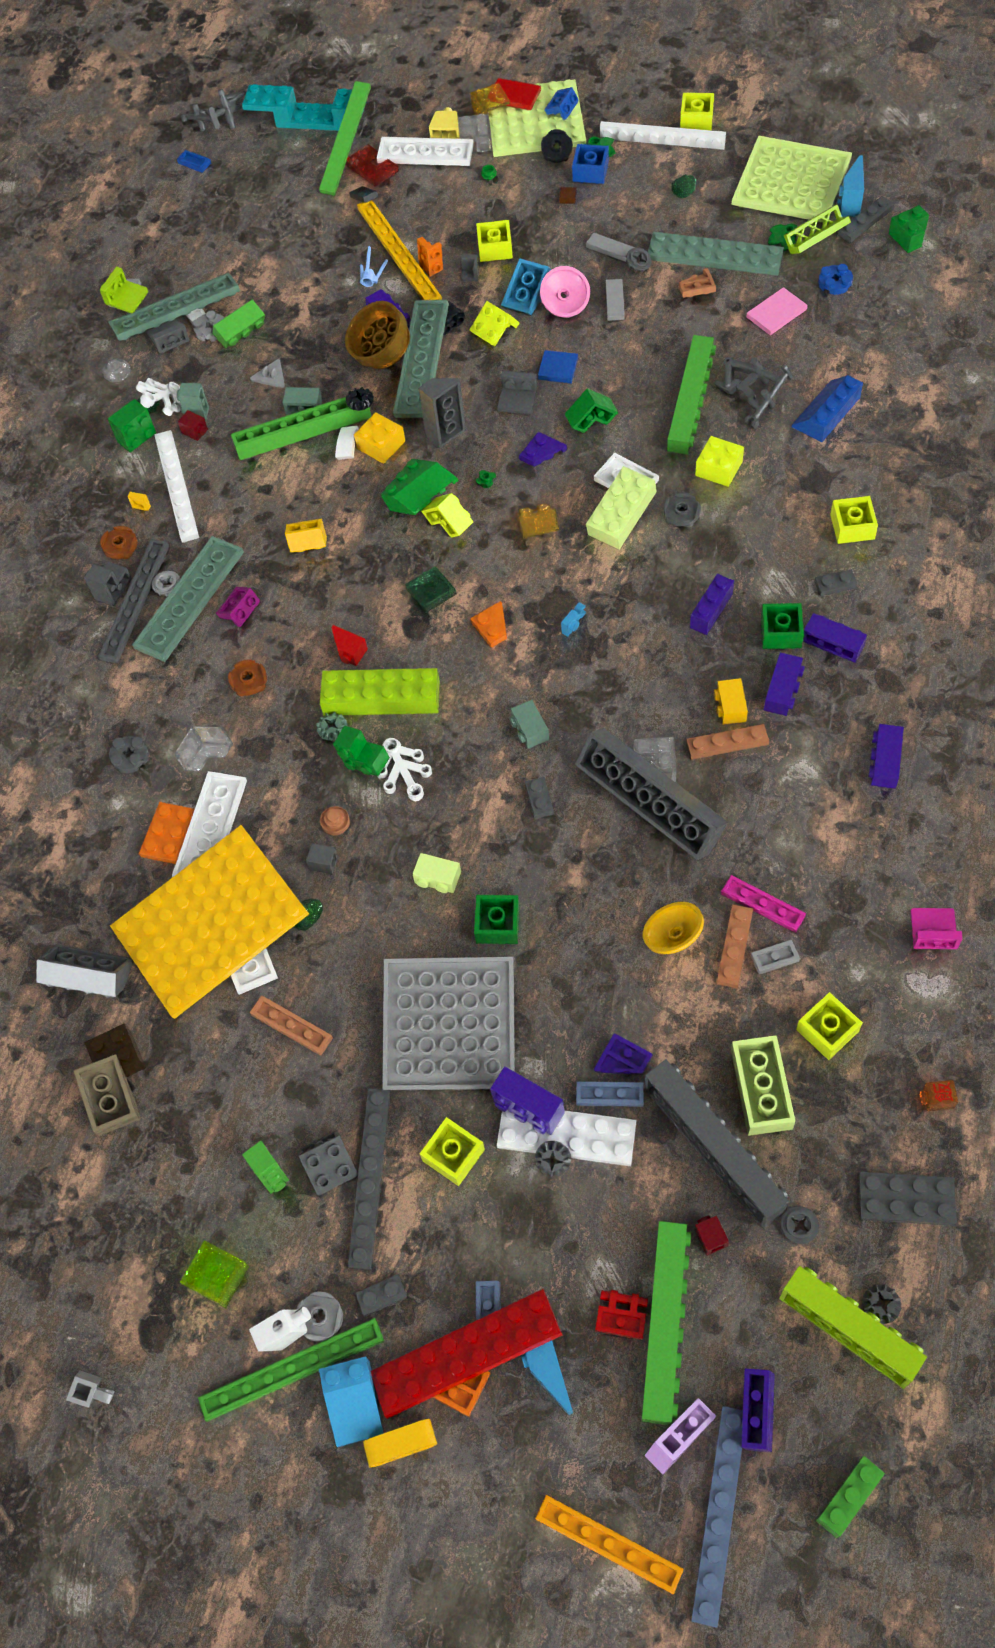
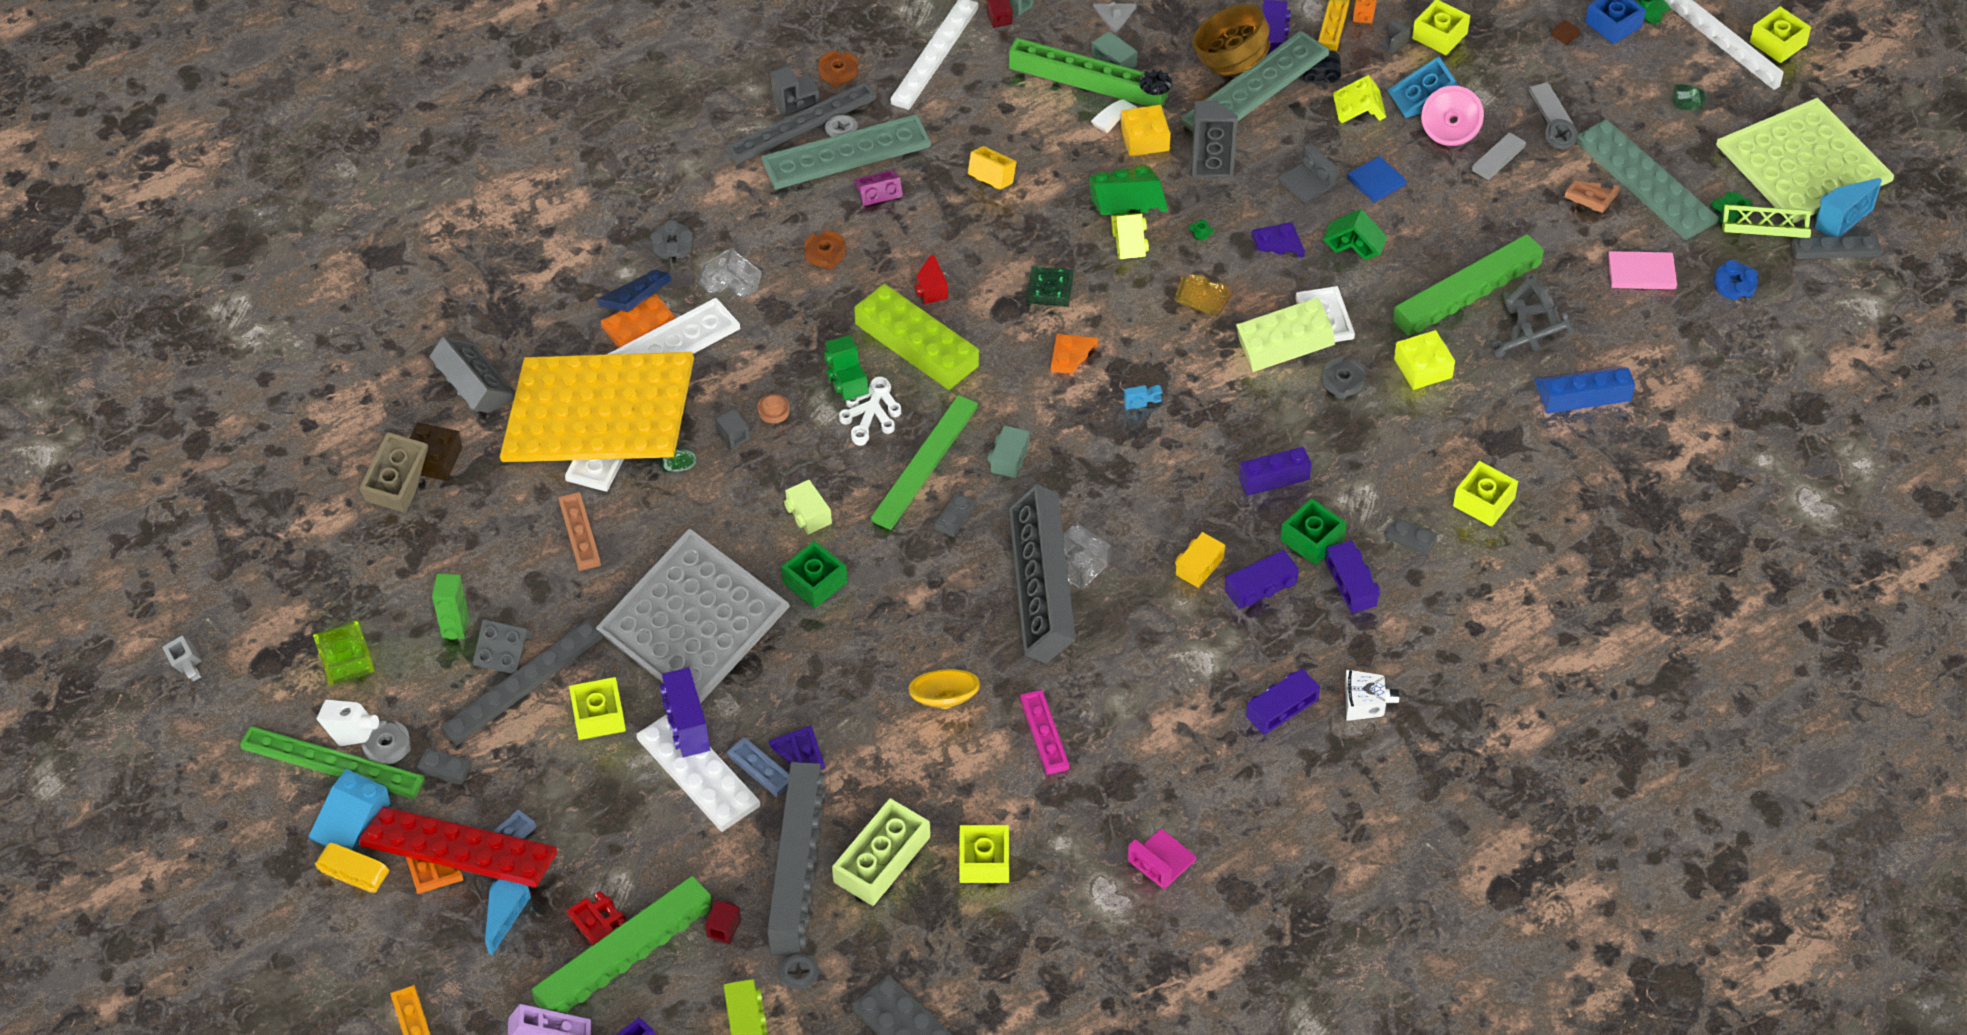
camera: 35 degrees right, 10 degrees down
(139, 501) = (888, 44): yellow tile -> none
(143, 812) = (635, 292): none -> dark blue wing
(330, 733) = (860, 334): sand green gear -> none
(479, 778) = (924, 462): none -> bright green tile
(561, 1153) = (675, 775): dark grey gear -> none
(727, 741) = (1162, 590): nougat plate -> none
(734, 946) = (983, 744): nougat plate -> none
(775, 957) = (1004, 775): light grey plate -> none
(909, 228) = (1865, 280): green brick -> none
(930, 709) = (1367, 695): none -> white torso
(939, 1095) = (1015, 974): clear orange brick -> none

